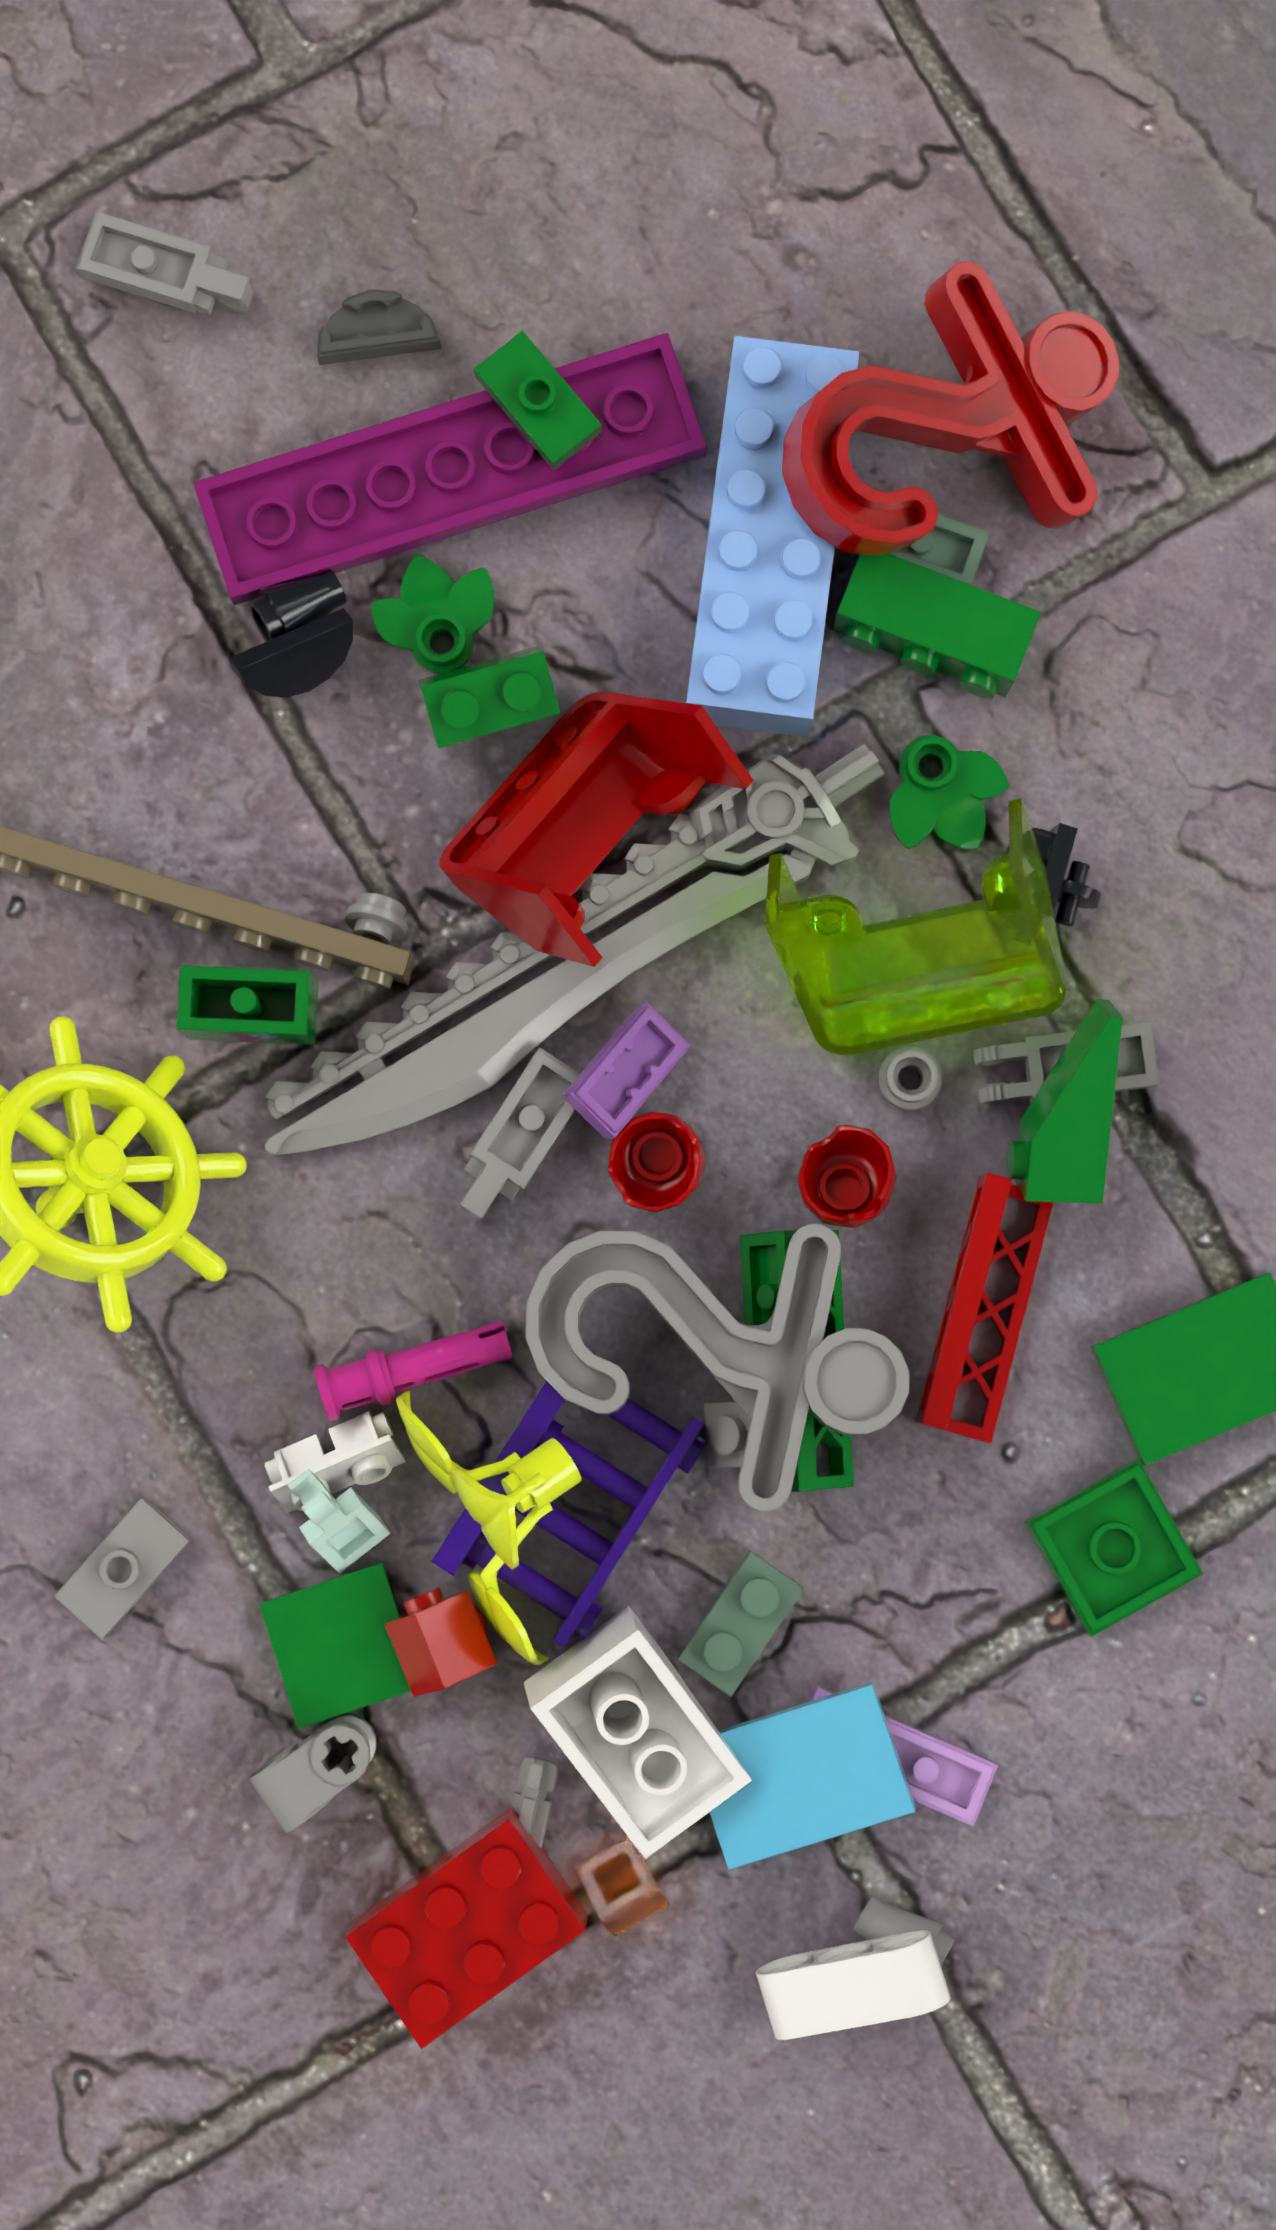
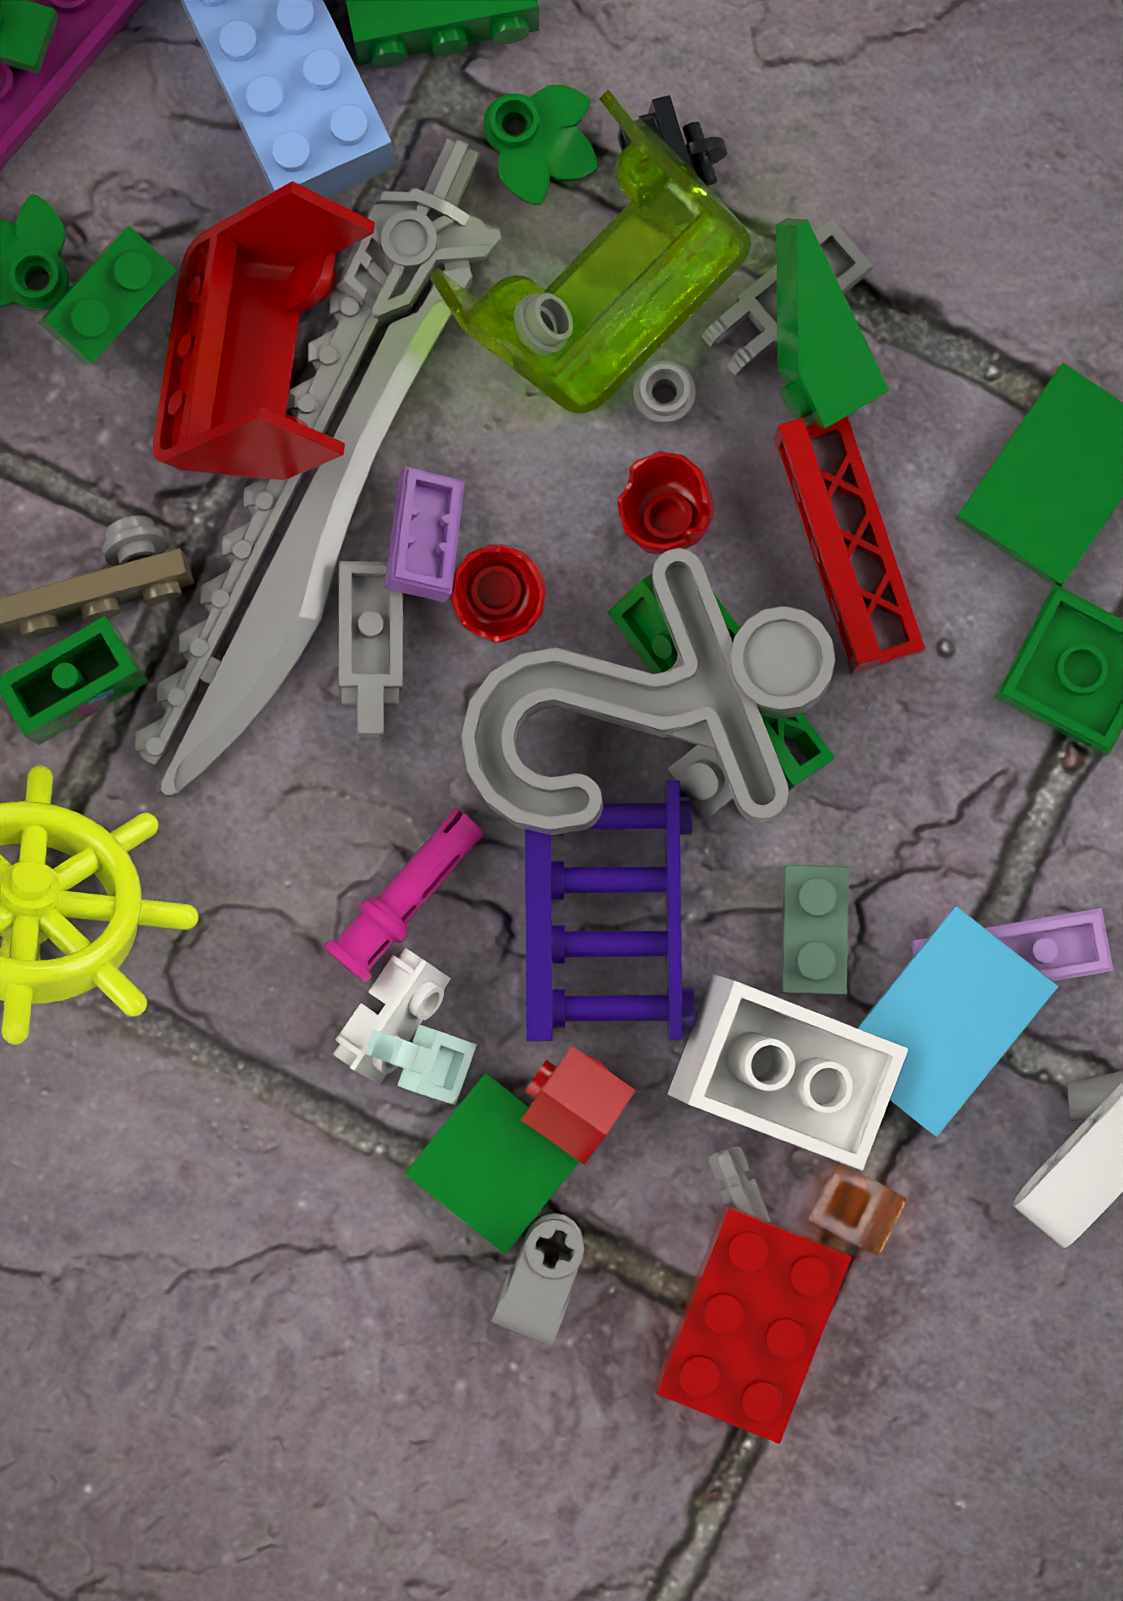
camera: 30 degrees left, 0 degrees up
(123, 1568) = (271, 1219): light grey plate -> none
(530, 1484) = (556, 951): neon yellow plant -> none
(843, 955) = (543, 323): none -> light grey plate

